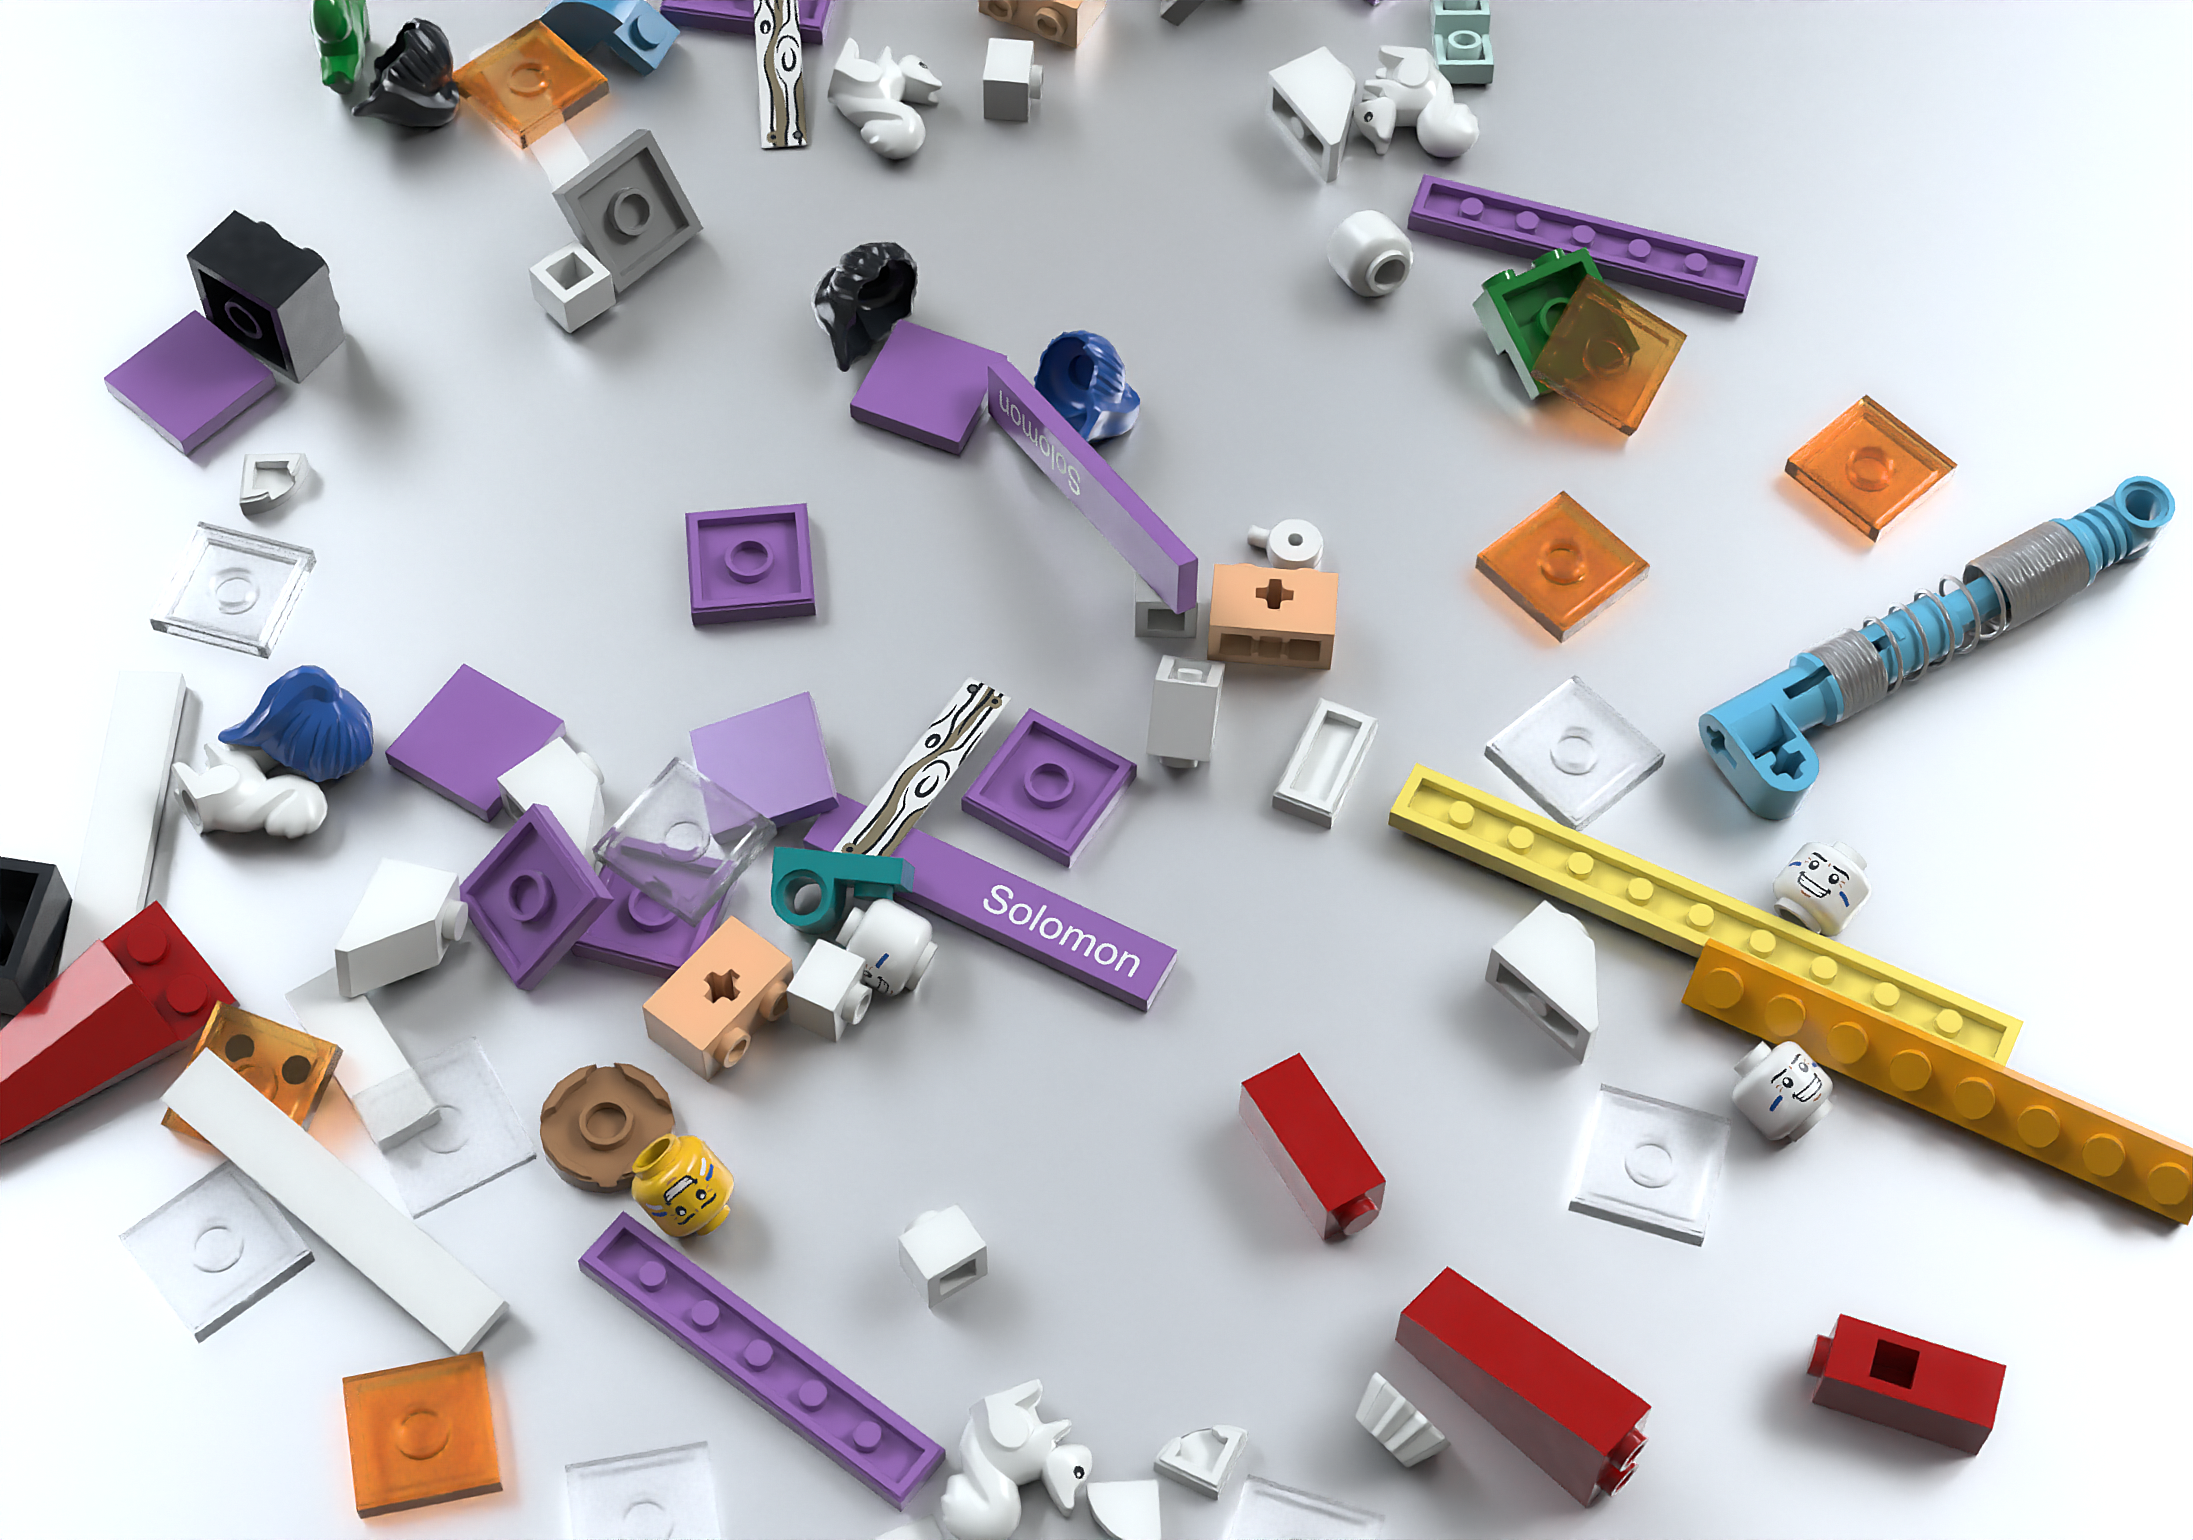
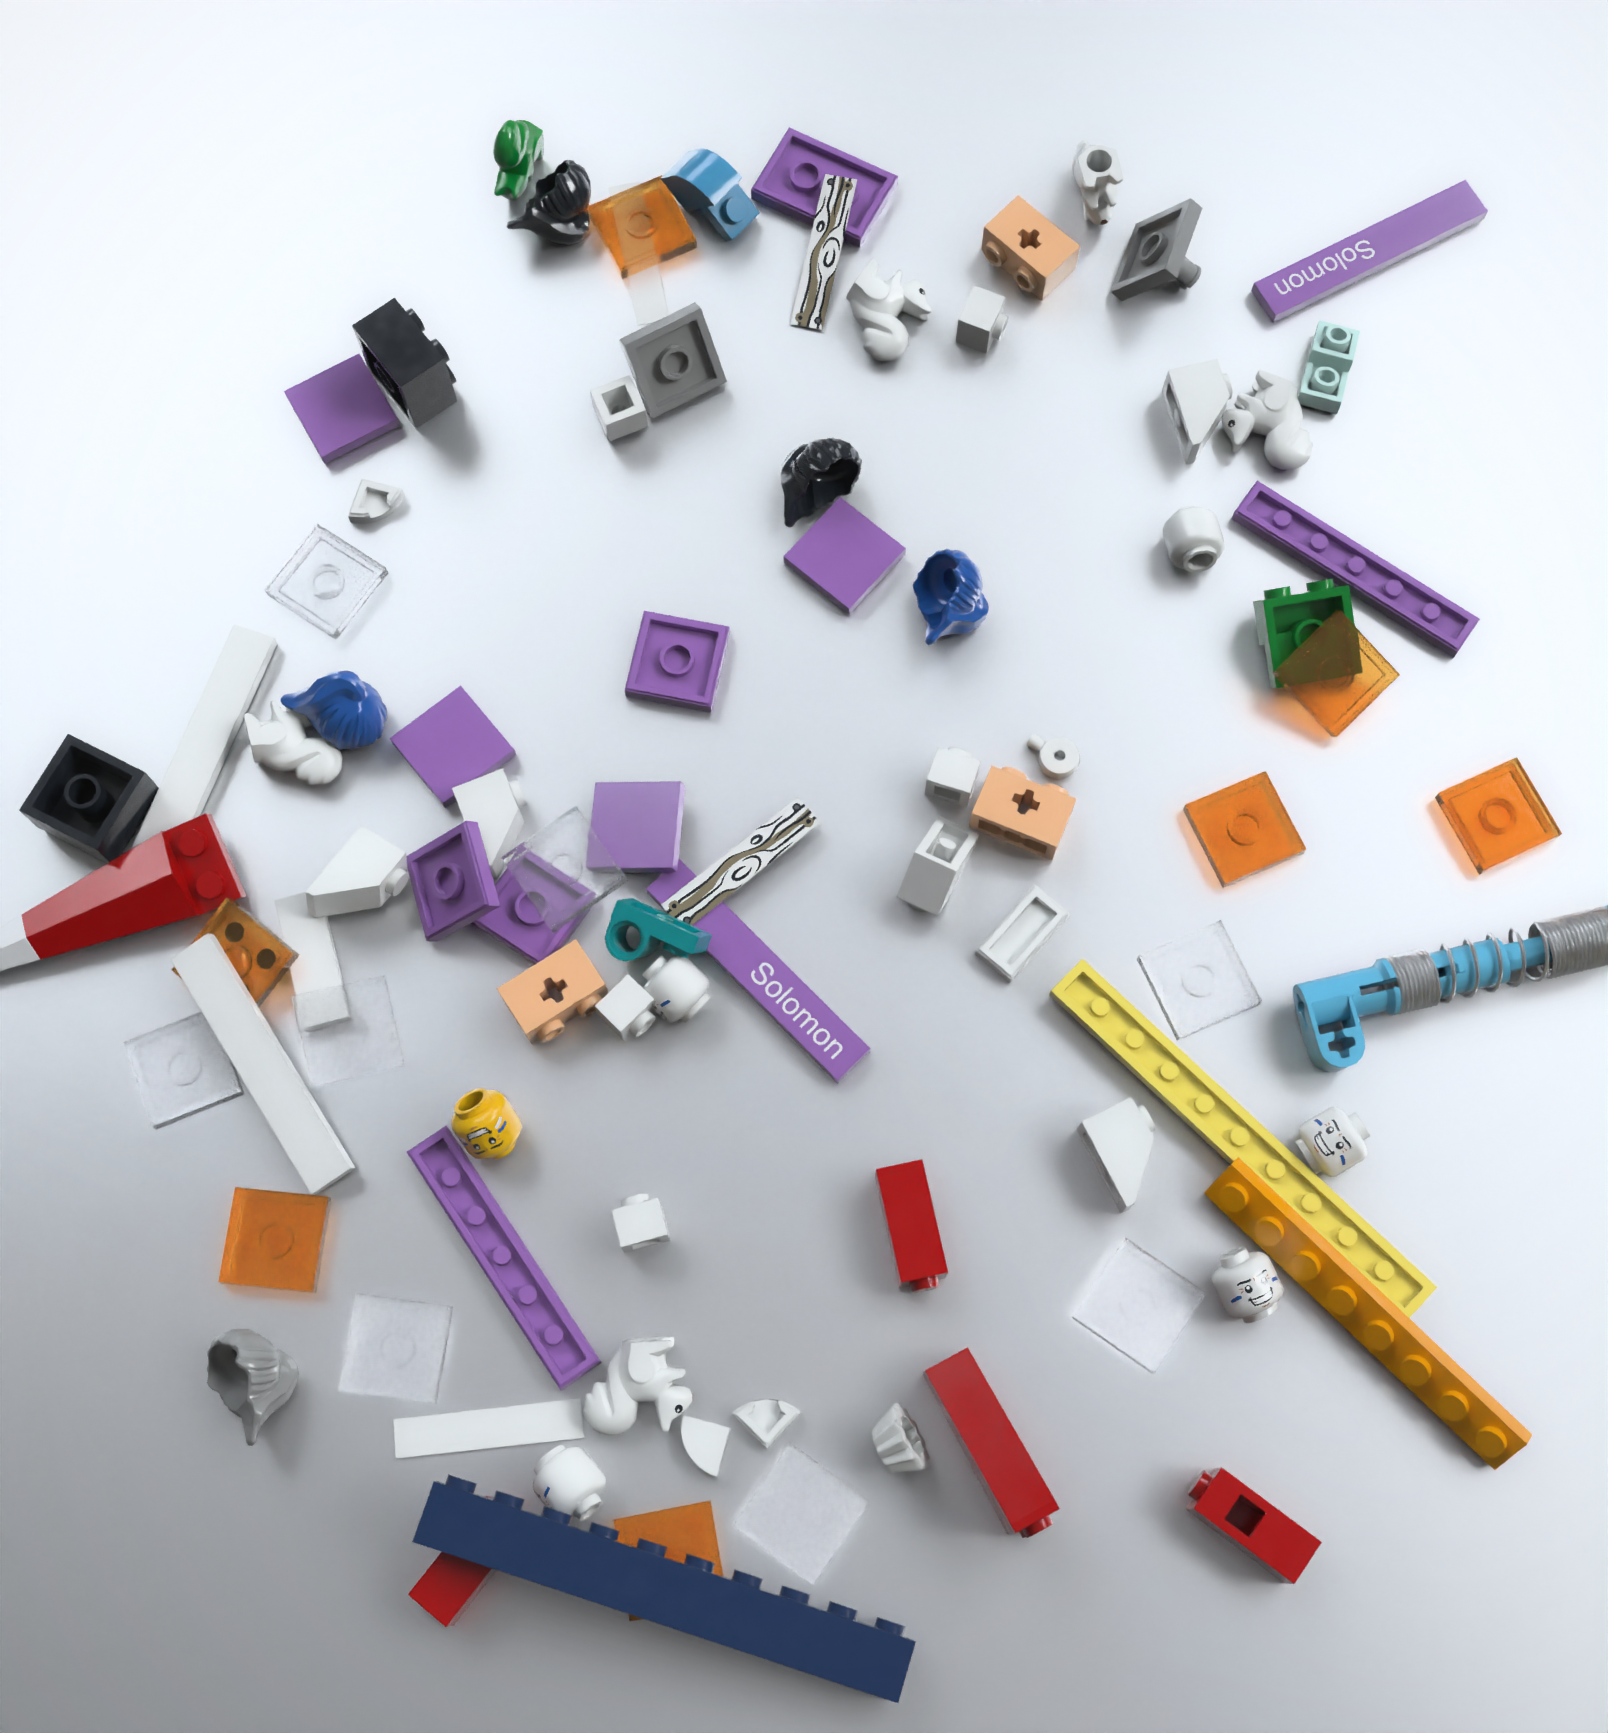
camera: 20 degrees right, 15 degrees up
(601, 1123) = (454, 1057): medium nougat tile -> none
(1049, 787) = (826, 895): medium lavender tile -> none
(1093, 487) = (925, 680): medium lavender tile -> none

